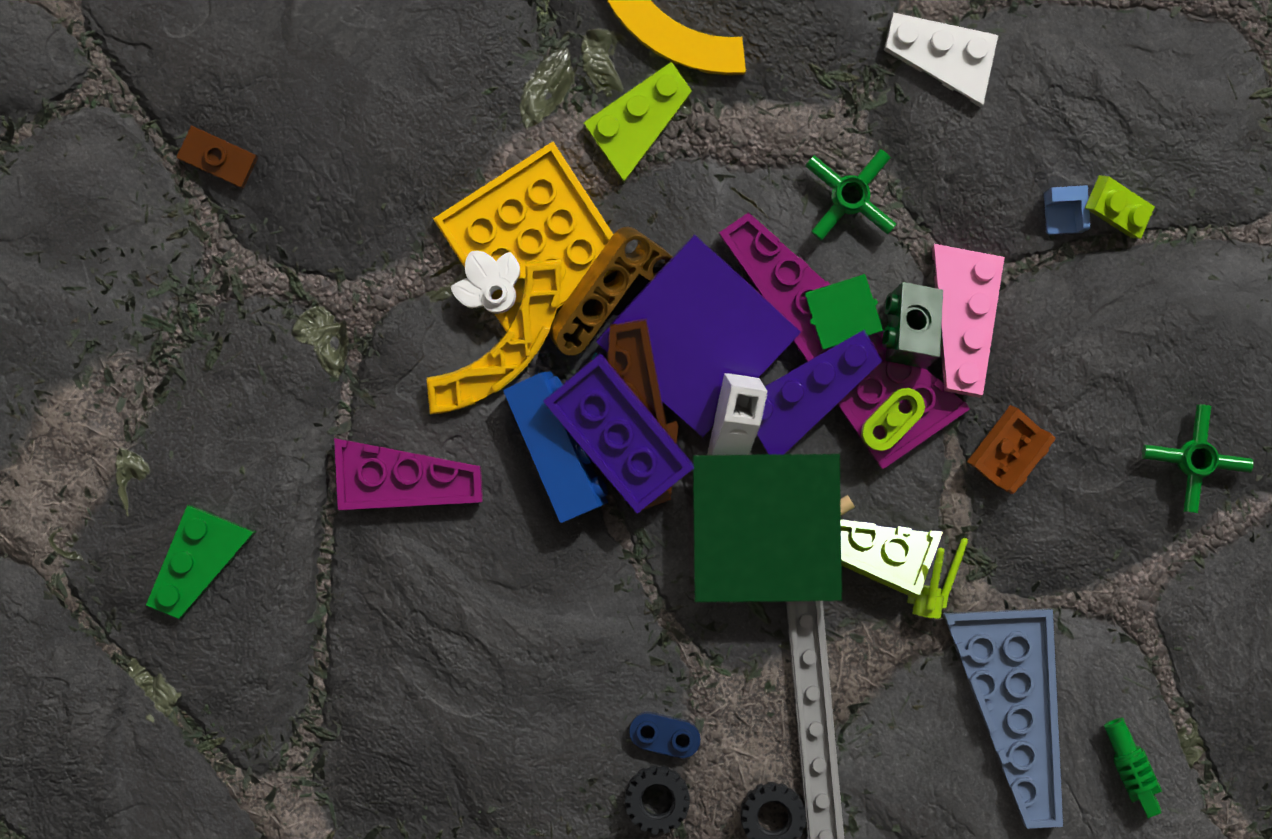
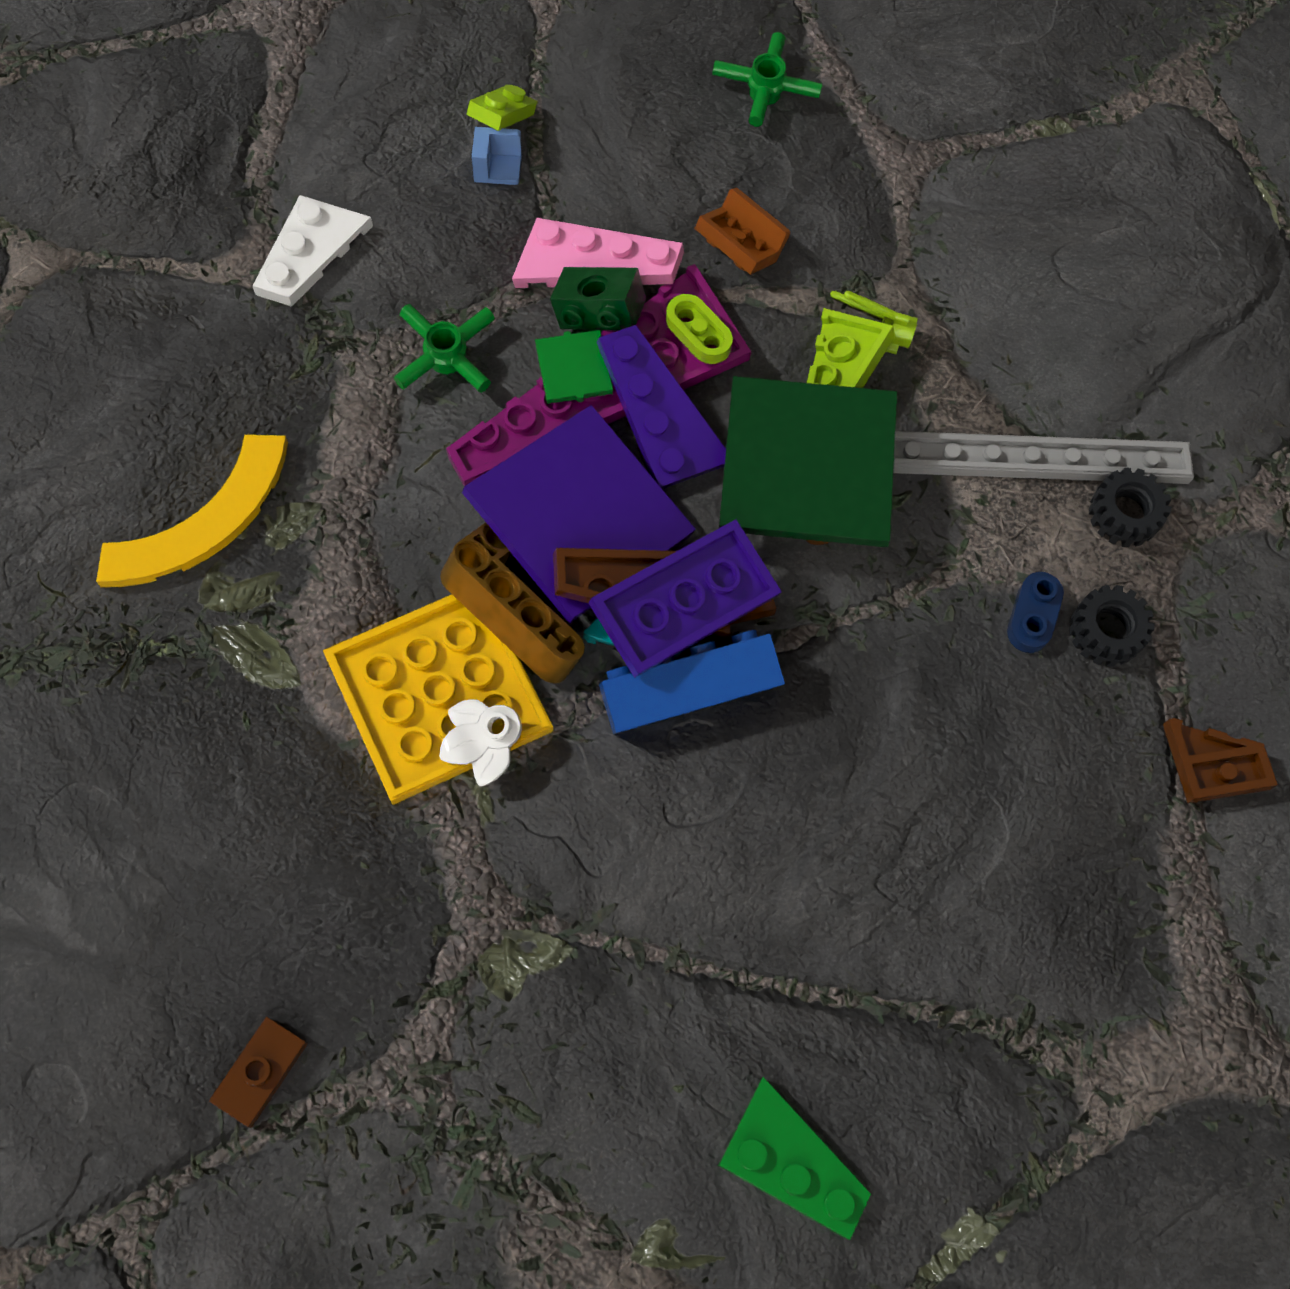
camera: 85 degrees left, 20 degrees down
(395, 478) = (709, 888): magenta wing -> none
(514, 349) = (569, 723): yellow tile -> none
(637, 118) = (317, 557): lime wing -> none
(737, 415) = (678, 476): white slope -> none
(1014, 684) = (988, 263): sand blue wing -> none
(1134, 767) = (1077, 170): green hinge -> none

